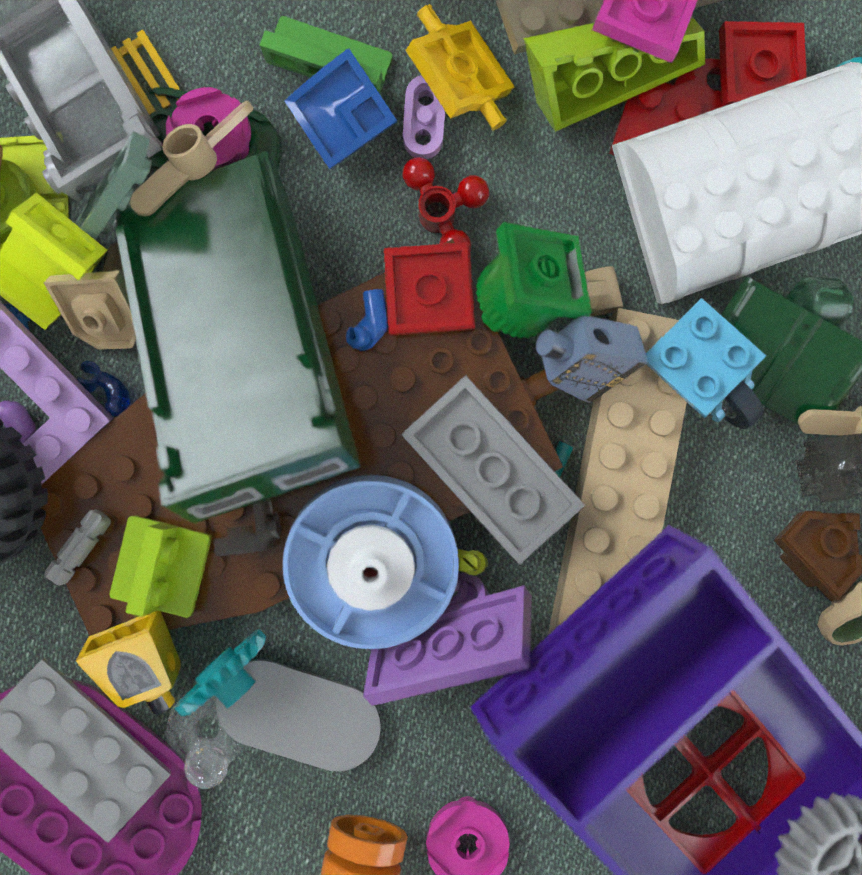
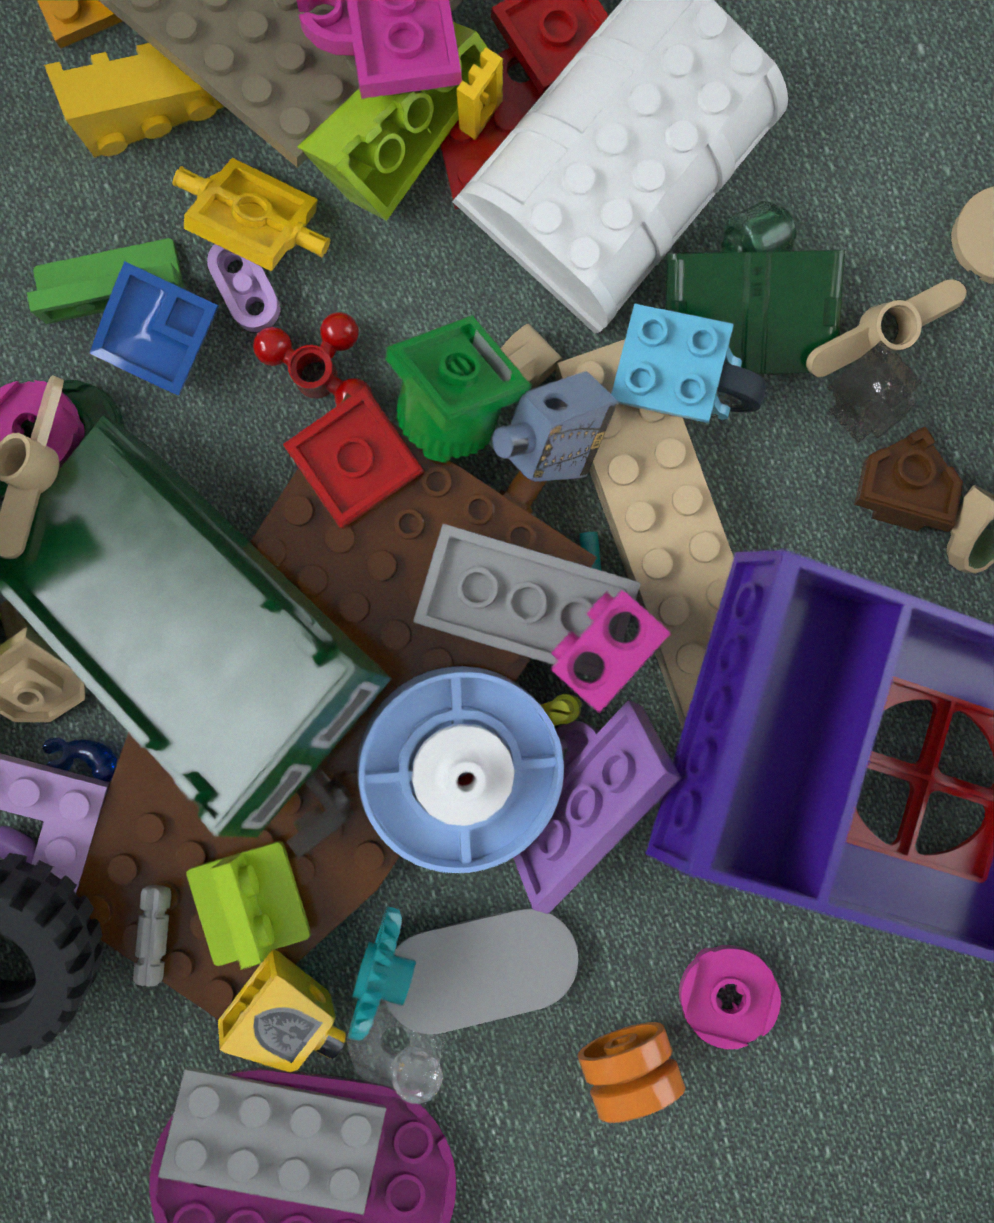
camera: 25 degrees left, 0 degrees up
(373, 325) = (318, 528): blue arm -> none
(536, 552) = (619, 658): none -> dark pink brick
(683, 75) = (483, 88): none -> yellow tile

